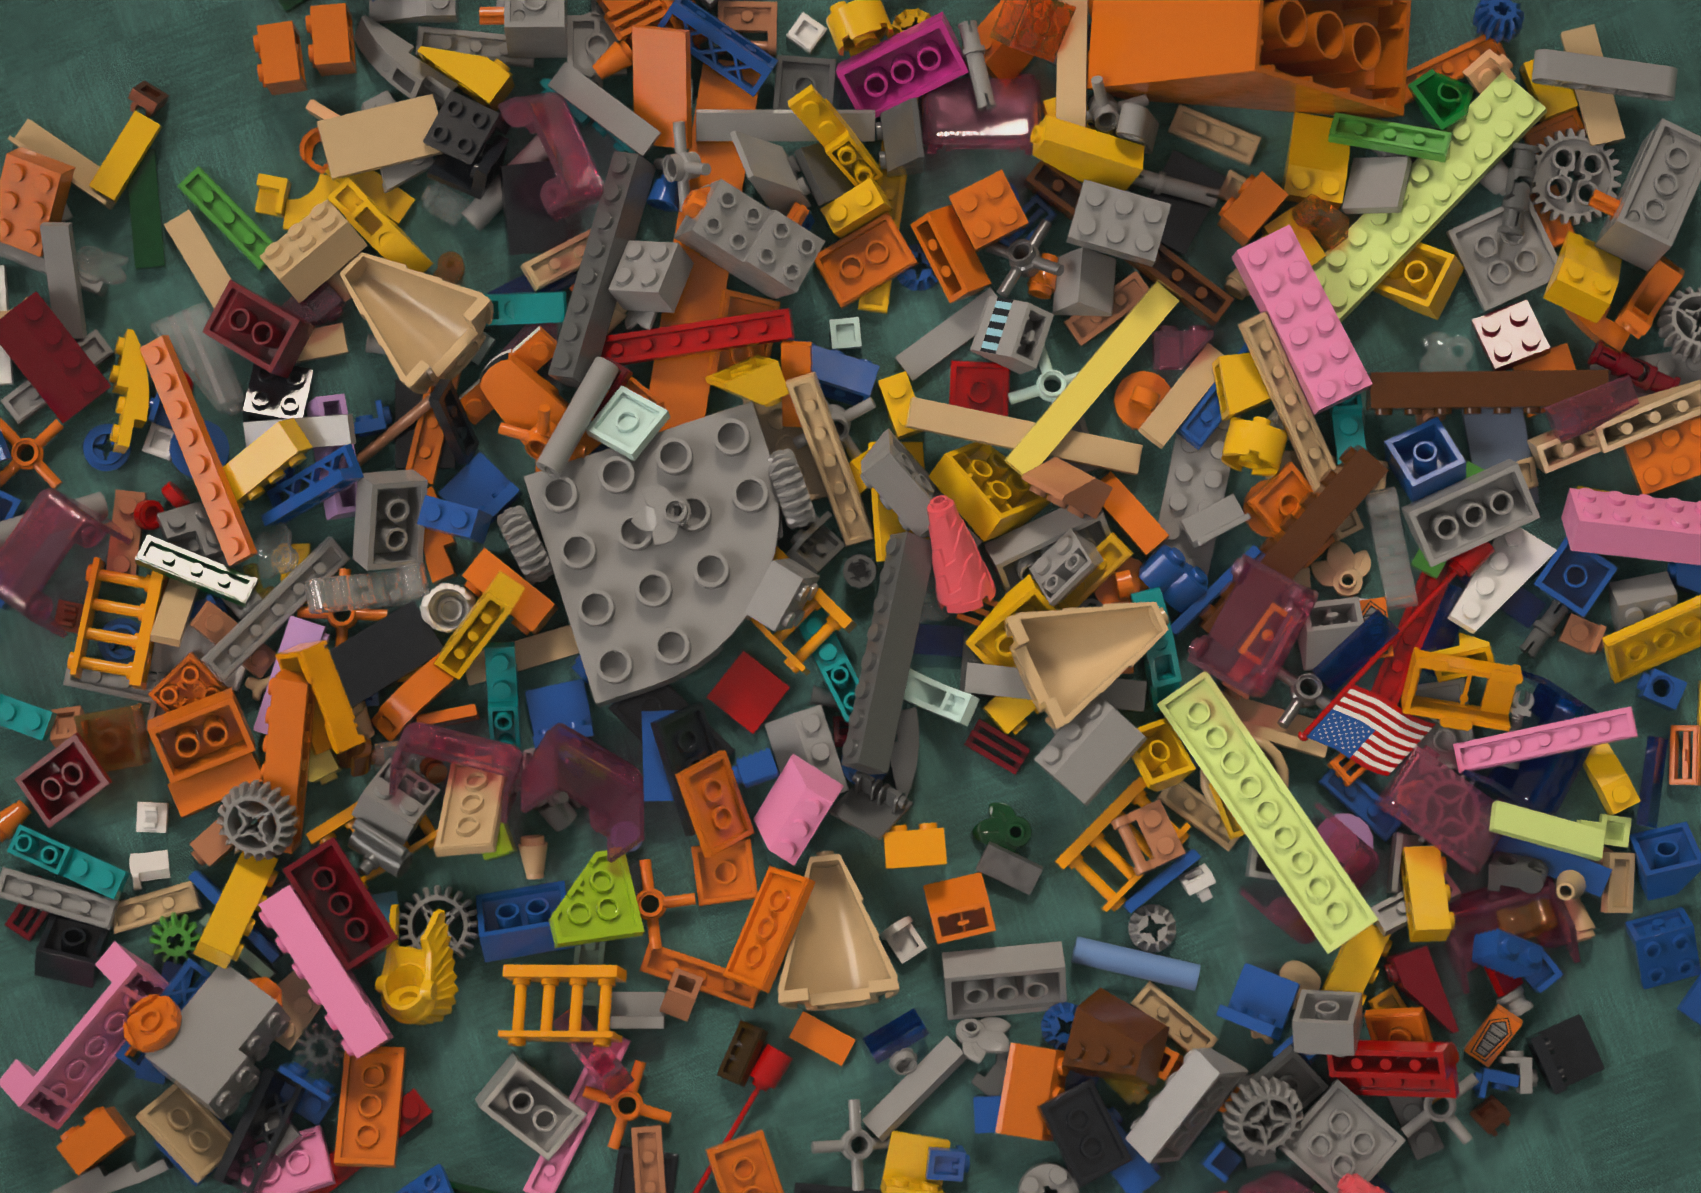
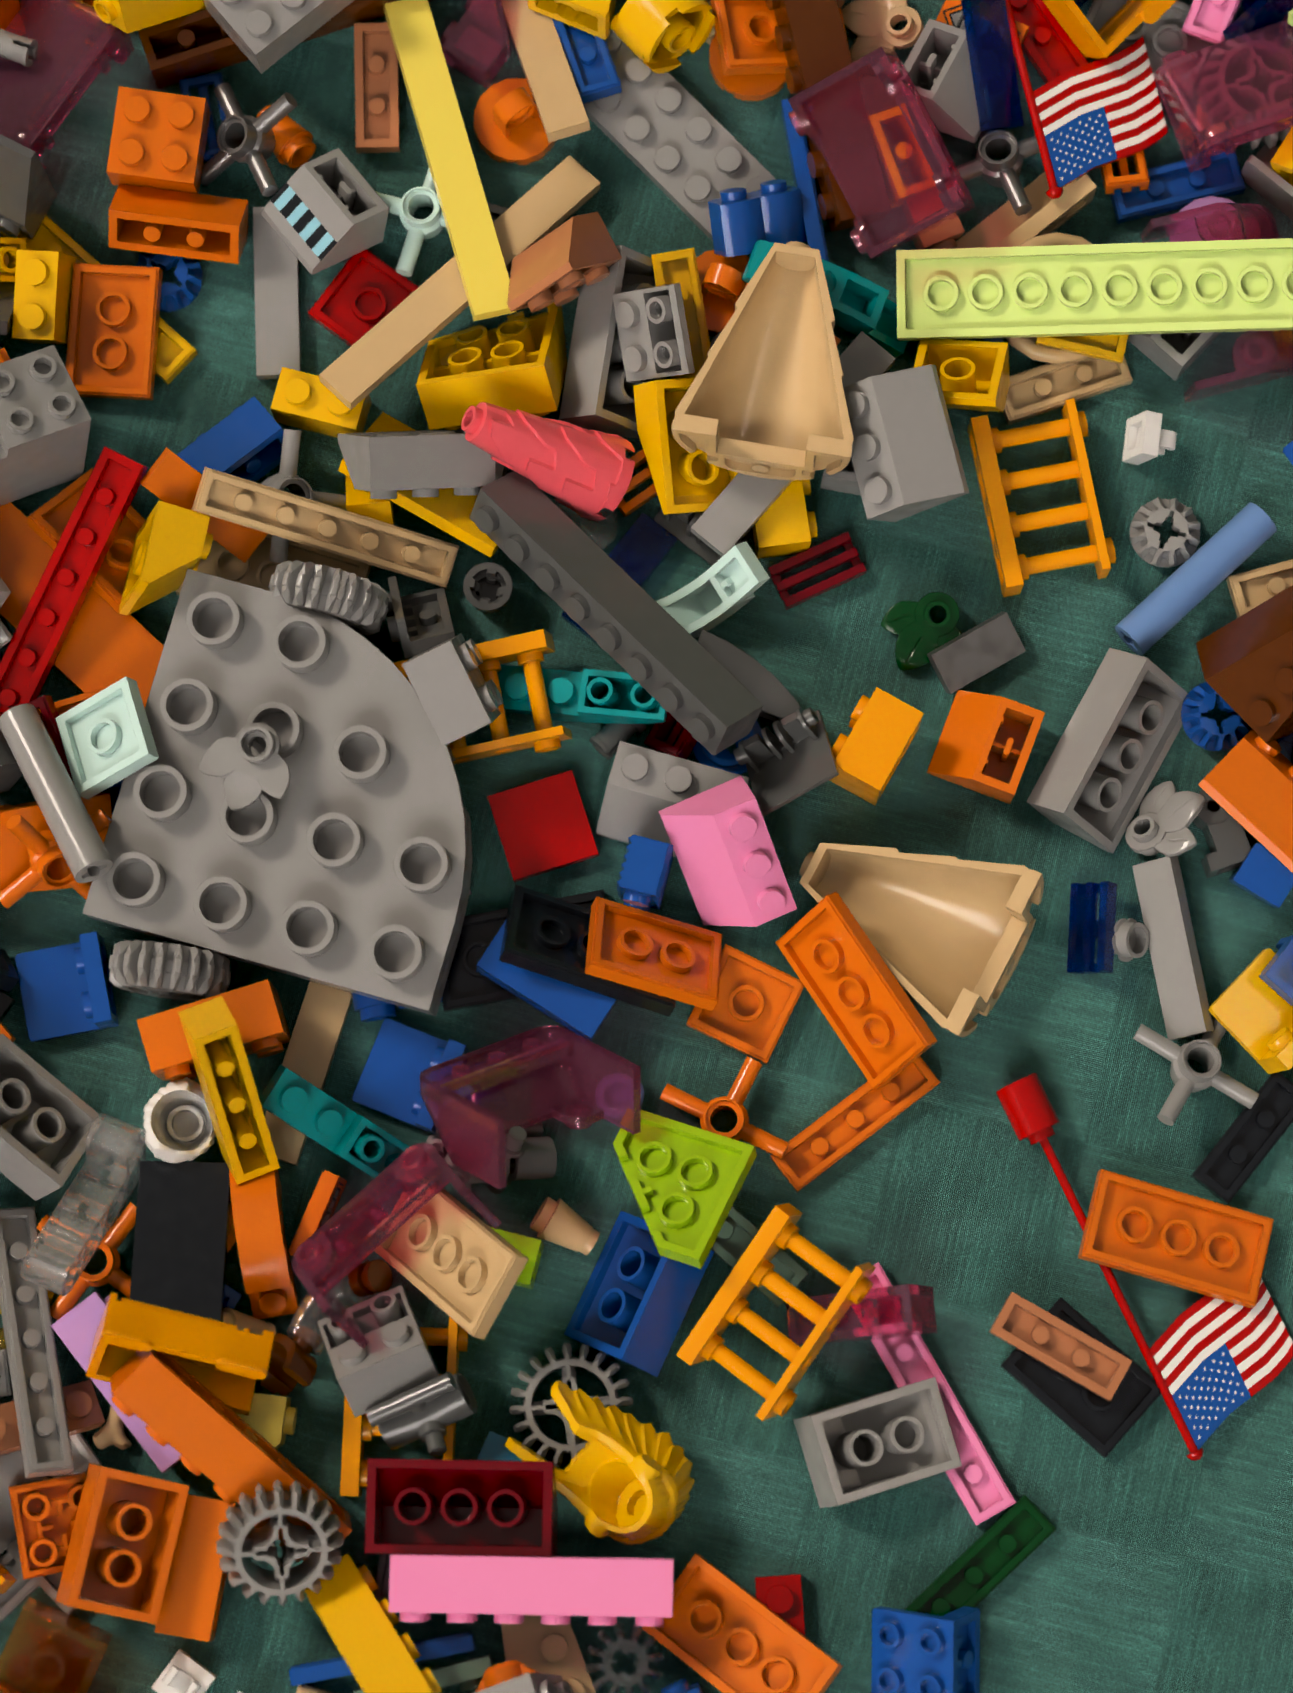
camera: 50 degrees left, 5 degrees down
(210, 846) = (272, 1627): nougat brick -> none
(435, 551) = (87, 1079): orange slope -> none
(454, 519) = (75, 1034): blue brick -> none
(622, 1117) = (971, 1307): orange bar -> none
(637, 1010) = (847, 1223): light grey panel -> none
(681, 994) = (863, 1156): nougat brick -> none
(742, 1053) = (987, 1131): dark brown plate -> none
(822, 1038) = (1033, 1021): orange tile -> none
(845, 333) = (185, 414): light aqua plate -> none
(903, 939) = (978, 838): white tile -> none
(1085, 285) = (330, 91): light grey slope -> none
(1133, 517) = (656, 219): orange slope -> none
(1157, 832) = (1057, 442): nougat plate -> none
(1161, 880) = (1115, 480): blue tile -> none
(1213, 520) = (720, 128): light grey panel -> none

